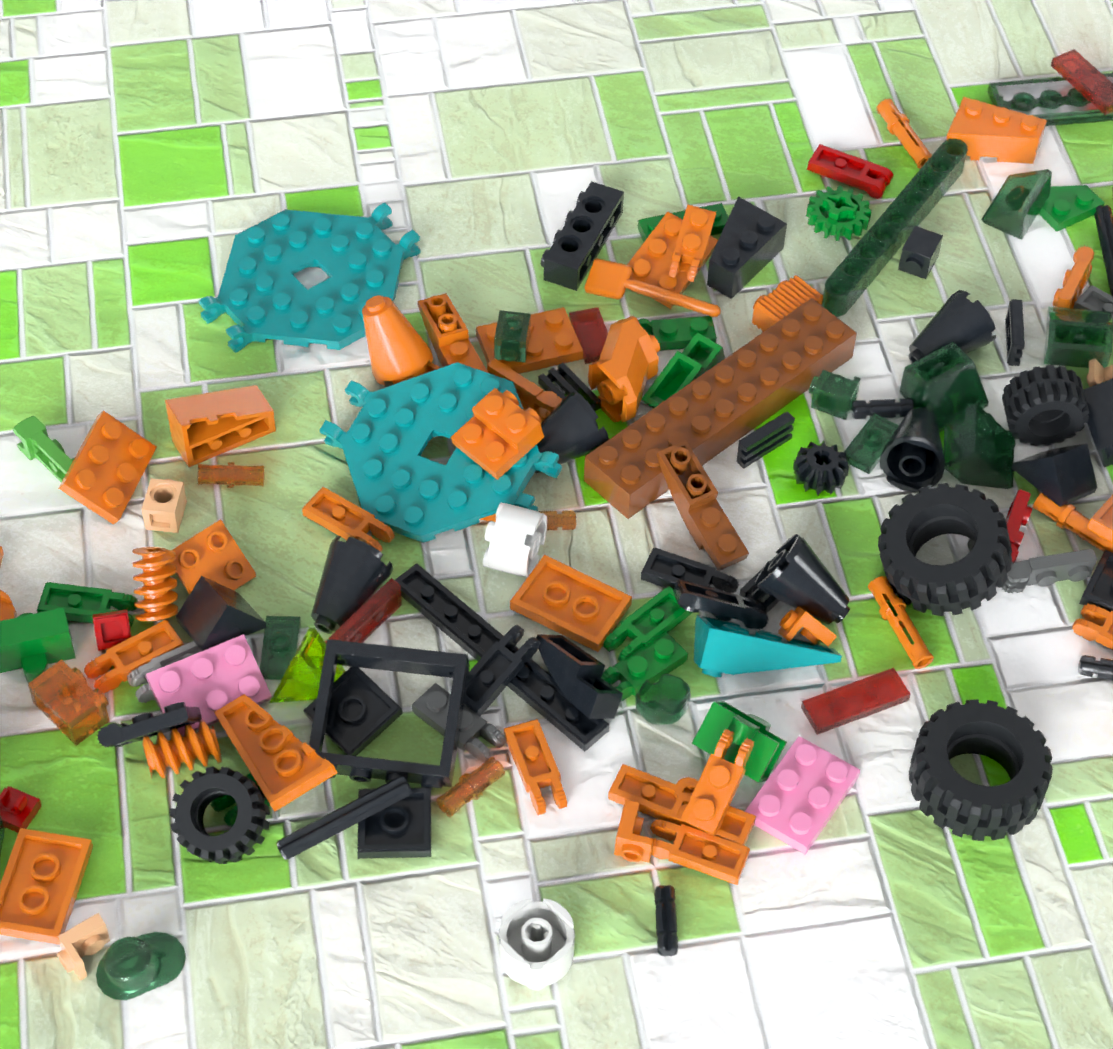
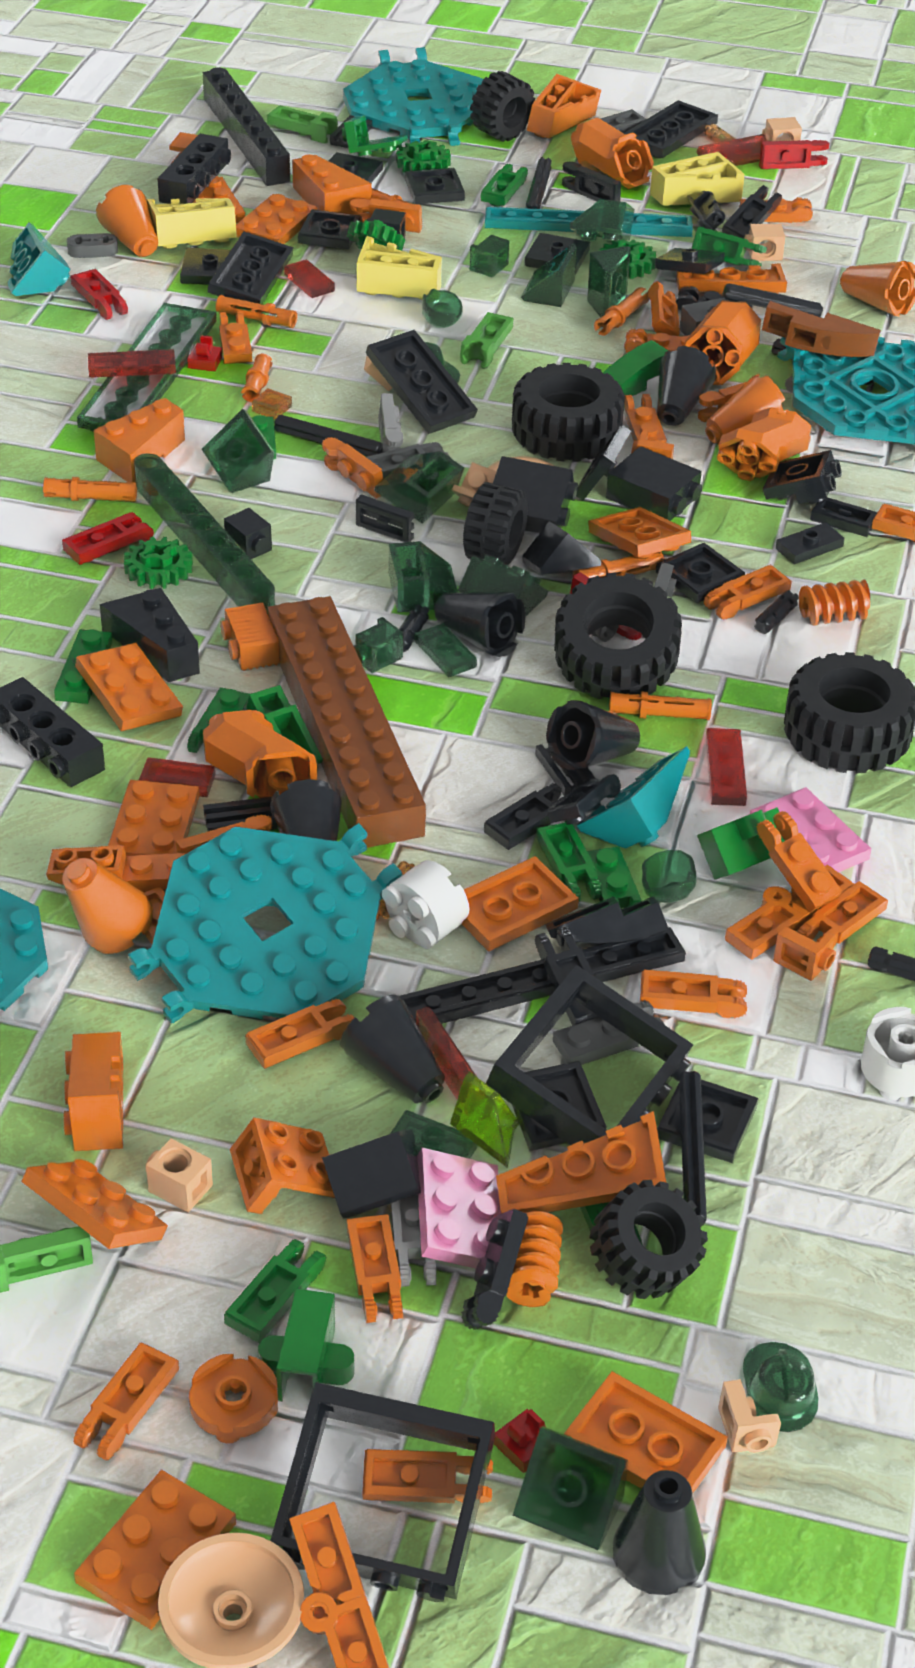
camera: 65 degrees left, 10 degrees down
(69, 701) = (409, 1341): clear orange brick -> none
(111, 628) = (329, 1271): red tile -> none
(156, 583) = (306, 1204): orange piece -> none
(231, 475) = (170, 1107): clear orange pin -> none
(470, 786) = (697, 1056): clear orange pin -> none
(499, 432) = (302, 854): orange plate -> none
(512, 343) = (159, 816): clear green brick -> none
(612, 279) = (127, 730): orange piece -> none
(692, 240) = (134, 654): orange hinge -> none
(698, 506) = (452, 770): dark orange slope -> none
(765, 439) = (401, 707): black tile -> none
(811, 630) = (640, 758): orange bracket -> none
(820, 468) = (459, 686): black gear -> none
(957, 322) = (363, 545): black cone -> none

